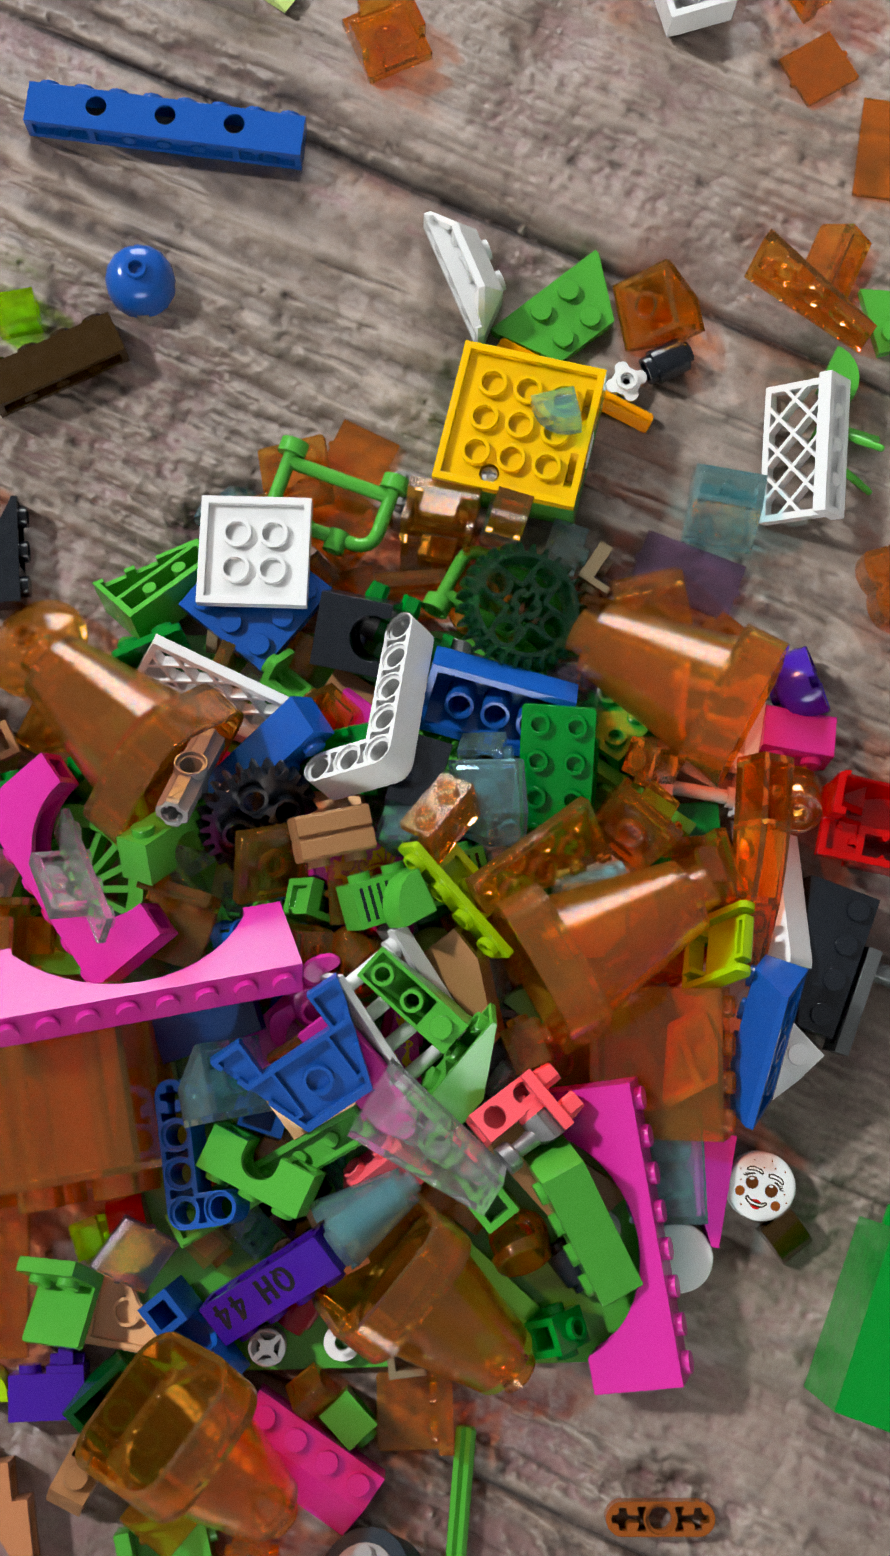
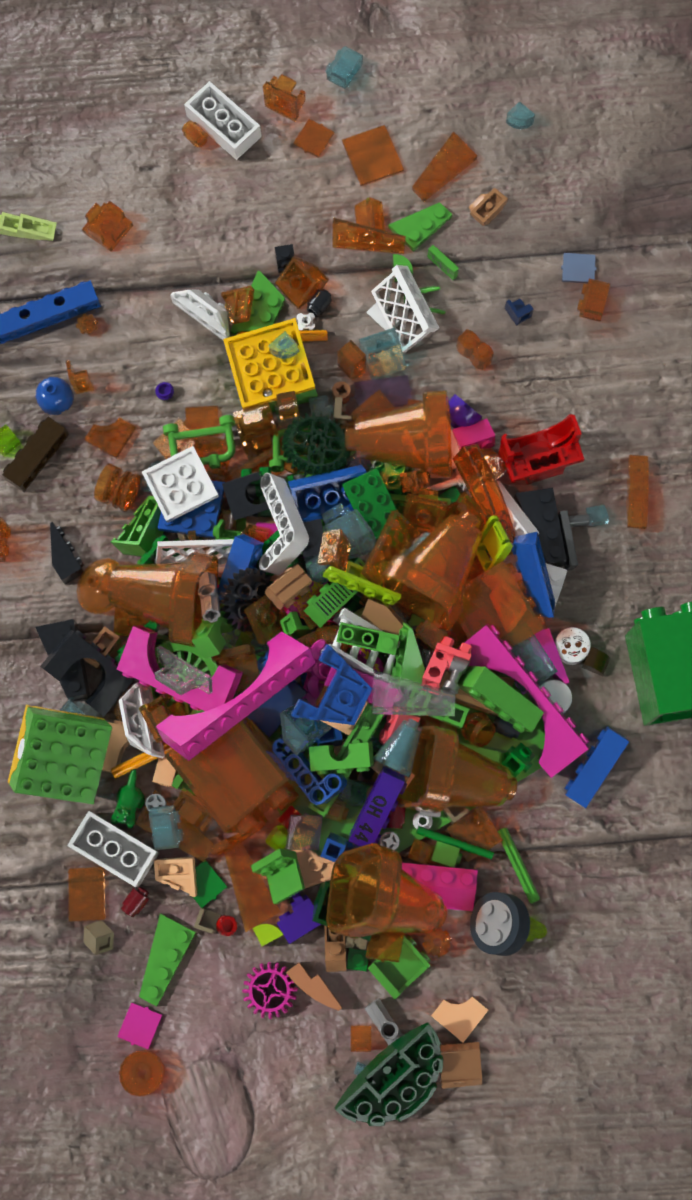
camera: 20 degrees left, 5 degrees down
(106, 1510) = (357, 960): none -> green plate
(153, 496) = (116, 487): none -> clear orange wheel
(192, 280) = (79, 380): none -> clear orange panel
(194, 404) = (110, 438): none -> clear orange tile
(260, 187) = (86, 324): none -> clear orange plant
(325, 372) = (164, 391): none -> dark purple plate
(375, 1408) = (455, 842): none -> green bar
(406, 899) = (339, 595): bright green brick -> none
(530, 291) = (239, 303): none -> clear orange wing
(616, 539) = (344, 393): none -> medium nougat wheel
(651, 248) = (283, 256): none -> black brick
(664, 493) = (352, 360): none -> clear orange brick
(684, 1415) = (596, 767): none -> blue wedge
(687, 1508) = (602, 832): dark orange beam -> none
(752, 431) = (377, 315): none -> white sticker

